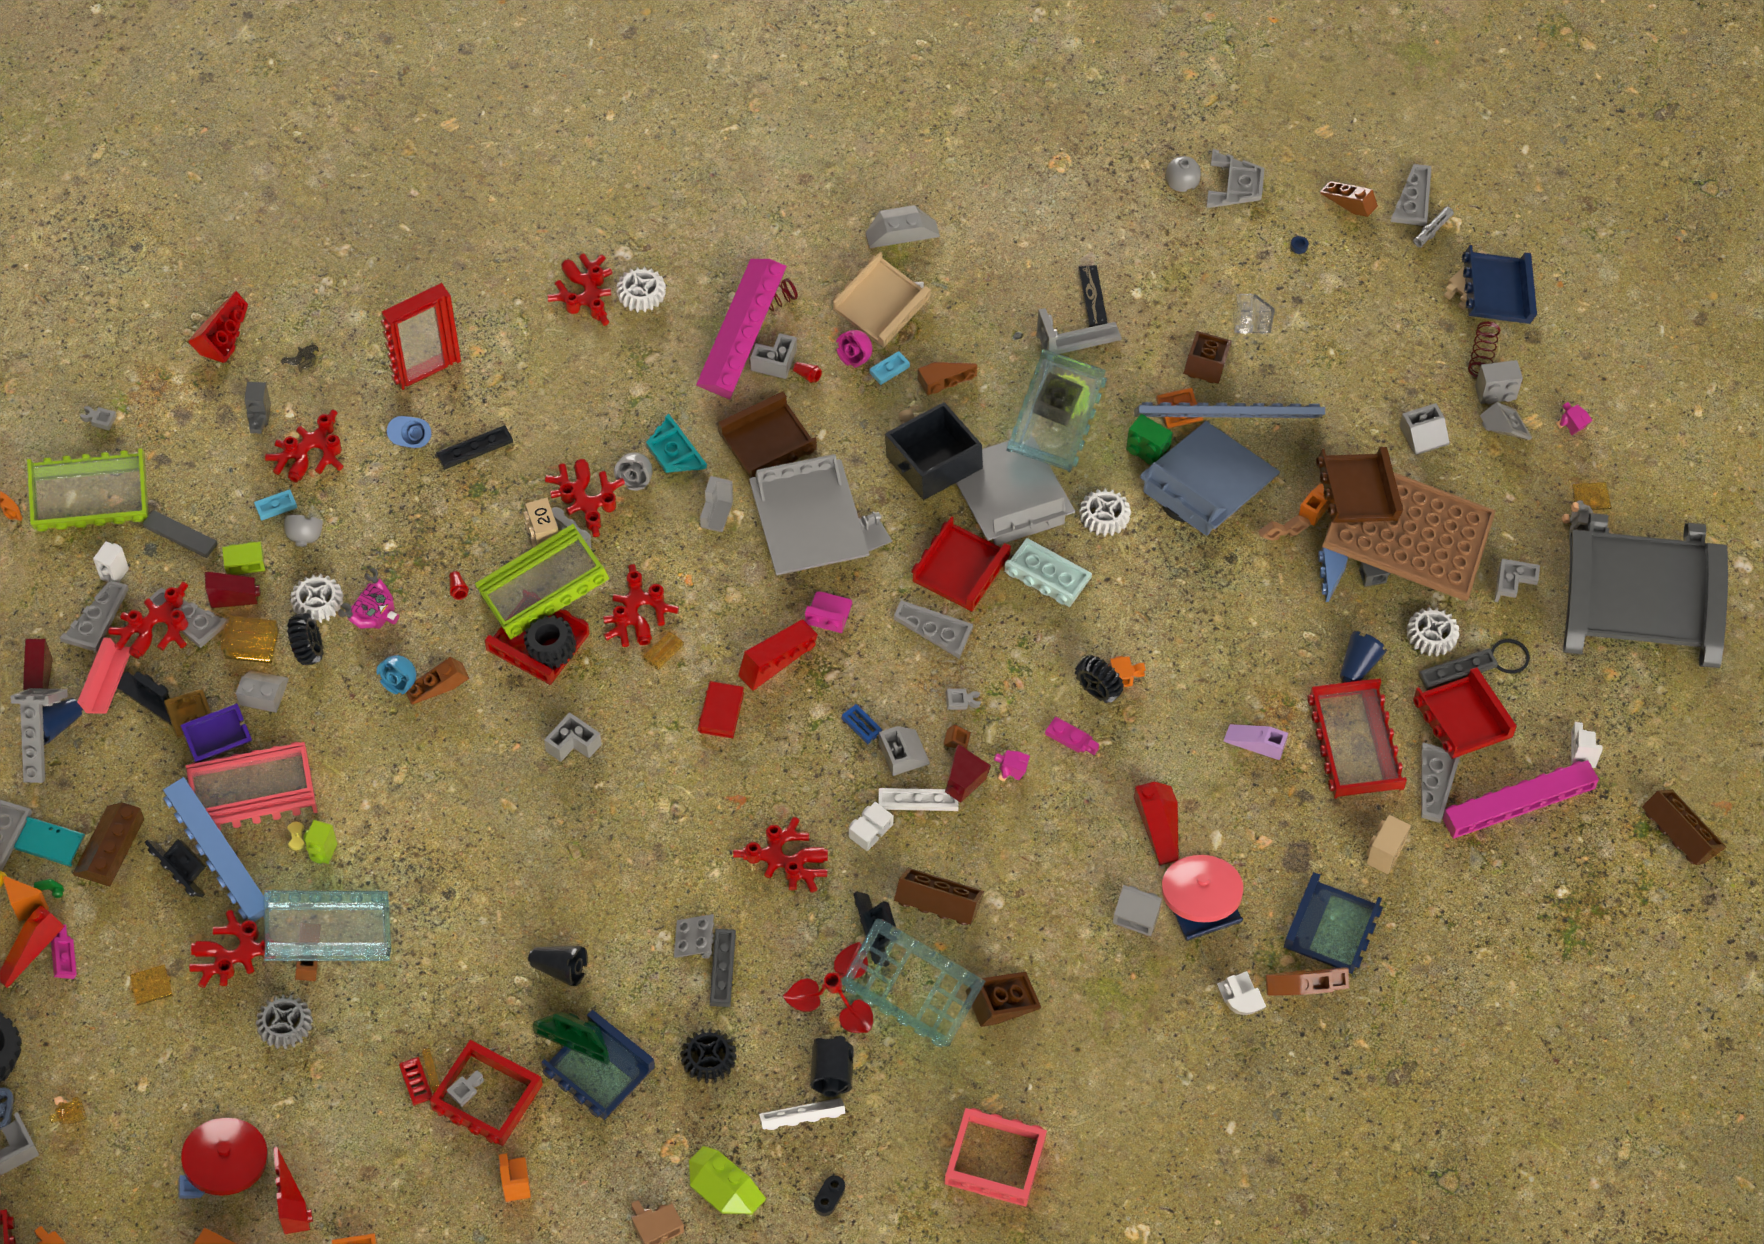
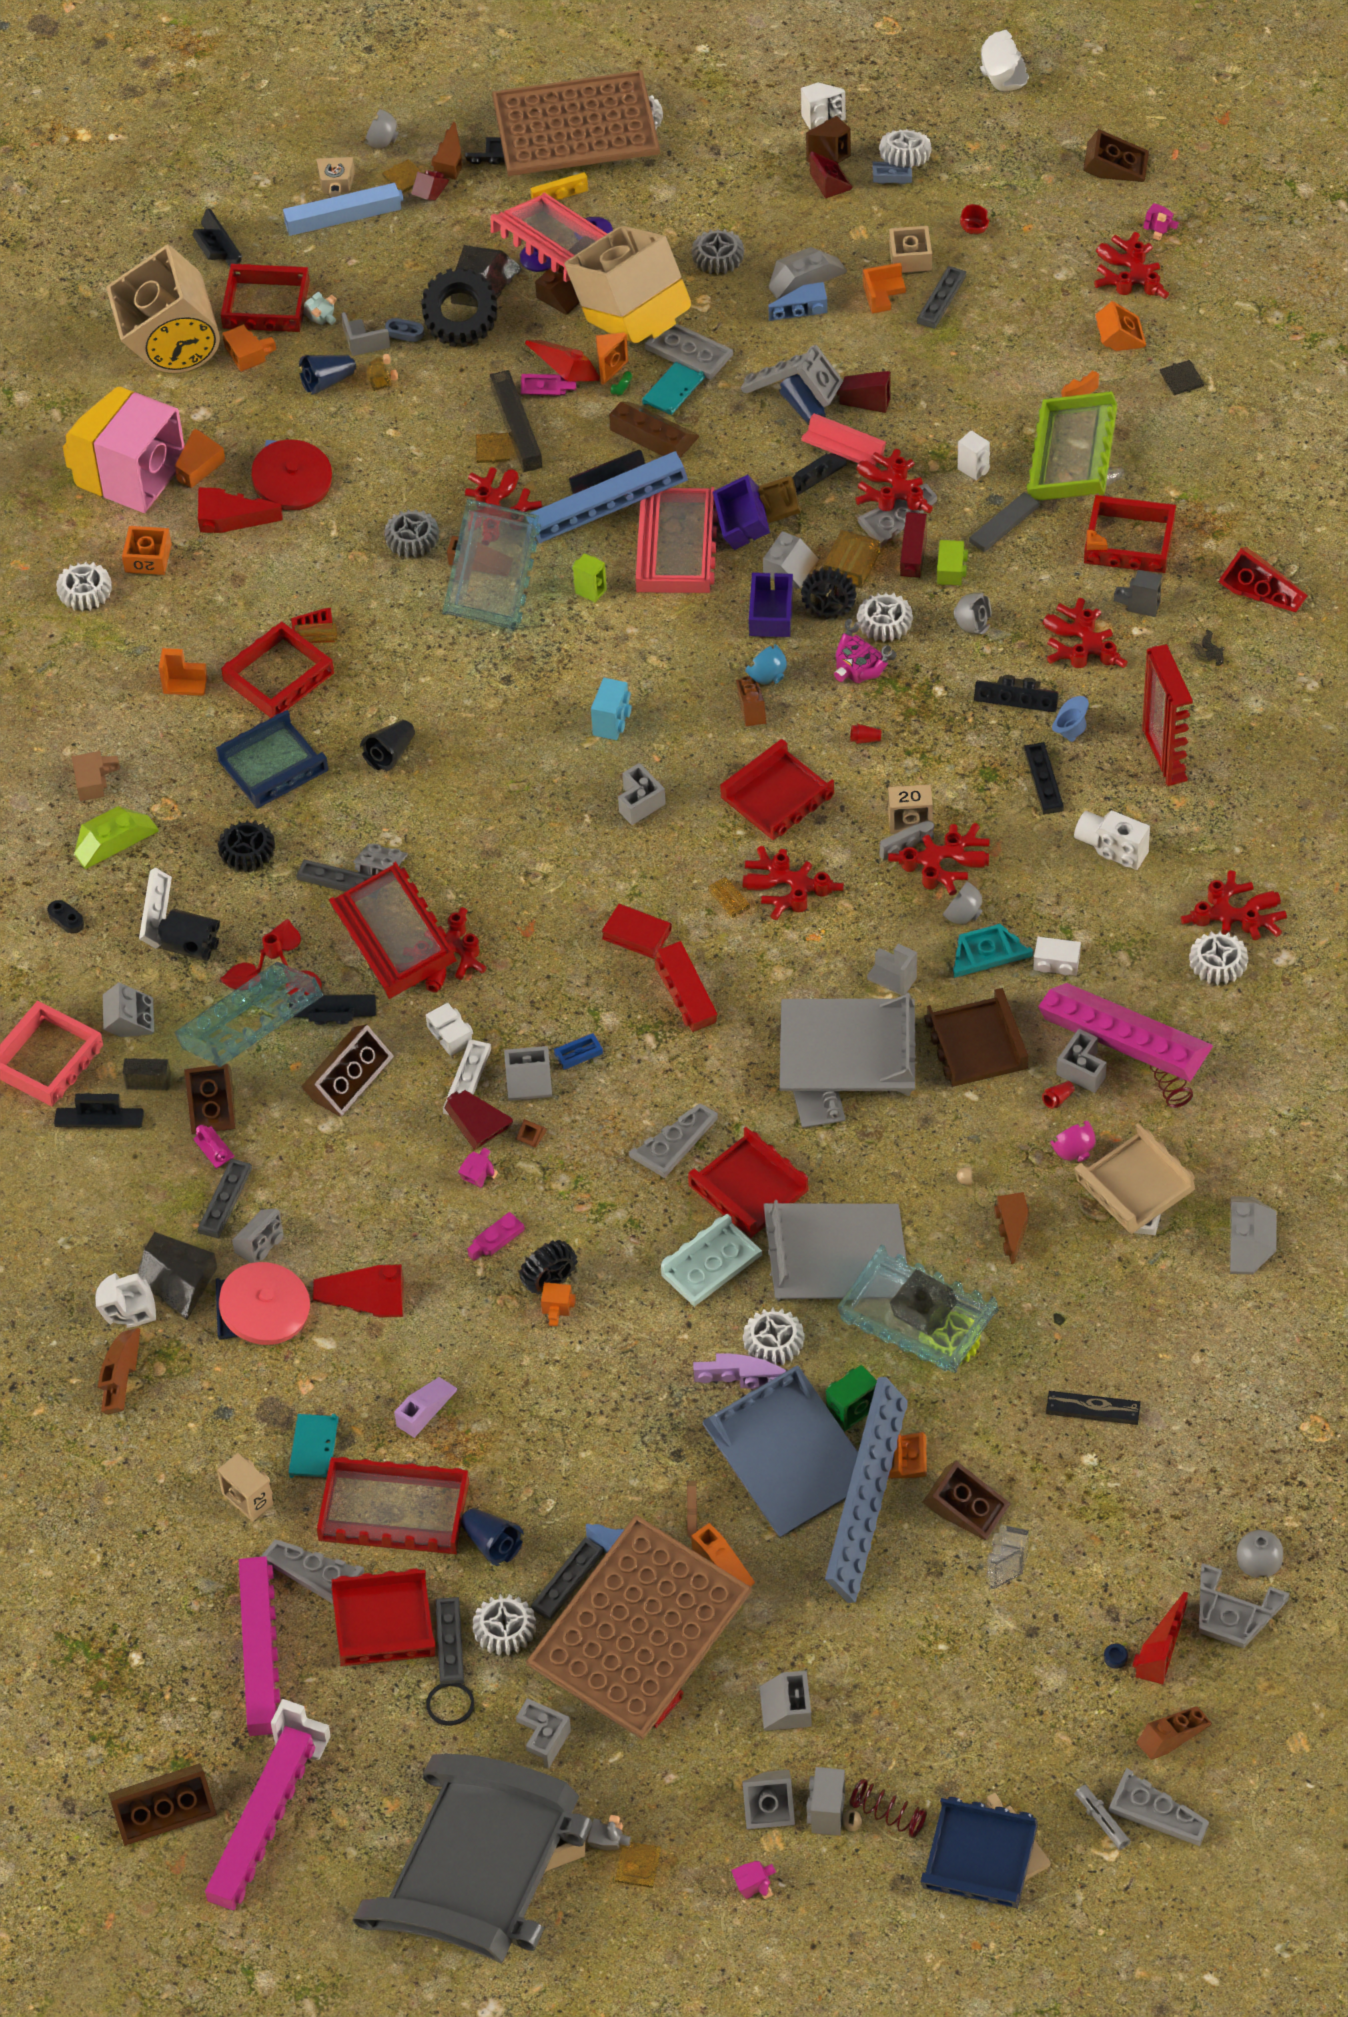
camera: 110 degrees right, 5 degrees down
(78, 1164) = (324, 371): none -> dark blue cone
(96, 618) = (919, 446): light grey wing -> none
(101, 418) = (1171, 473): light grey plate -> none
(117, 967) = (516, 421): none -> clear smoke brick
(182, 461) = (1138, 511): none -> red window
(204, 448) = (1095, 541): none -> orange tile
(275, 505) = (1015, 599): medium azure plate -> none
(296, 830) = (620, 571): light yellow piece -> none
(323, 686) = (771, 609): none -> dark purple piece
(383, 482) = (1016, 693): none -> black bracket
(465, 1089) = (278, 642): light grey plate -> none
(479, 784) = (610, 709): none -> medium azure brick
(538, 374) = (1115, 837): none -> white brick
(541, 581) = (835, 794): window -> none
(548, 629) = (760, 791): black tyre -> none
(573, 1034) = (304, 742): dark green wedge -> none
(669, 397) = (1057, 956): none -> white brick
(779, 895) = (394, 930): none -> window
(828, 612) = (724, 1046): dark pink bracket -> none
(889, 368) = (1041, 1174): medium azure plate -> none
(929, 1099) = (127, 1012): none -> light grey slope
(934, 450) = (899, 1178): black container -> none
(959, 699) = (575, 1141): light grey plate -> none
(993, 1059) = (146, 1074): none -> clear smoke brick
(1048, 1090) = (99, 1112): none -> black bracket
(1052, 982) = (212, 1146): none -> dark pink hinge
(1073, 340) = (1028, 1328): light grey bracket -> none
(1100, 958) = (224, 1198): none -> dark grey tile
(1144, 528) = (731, 1367): none -> lavender slope
(1194, 969) = (176, 1271): none -> clear smoke wedge
(1286, 213) = (1158, 1648): none -> red wedge
(1315, 818) = (310, 1451): none -> teal door
(1332, 925) = (181, 1417): clear light blue panel -> none
(1360, 487) = (702, 1571): reddish brown panel -> none
(1371, 603) = (567, 1579): none -> dark grey tile
(1671, 752) = (259, 1818): none -> dark pink brick

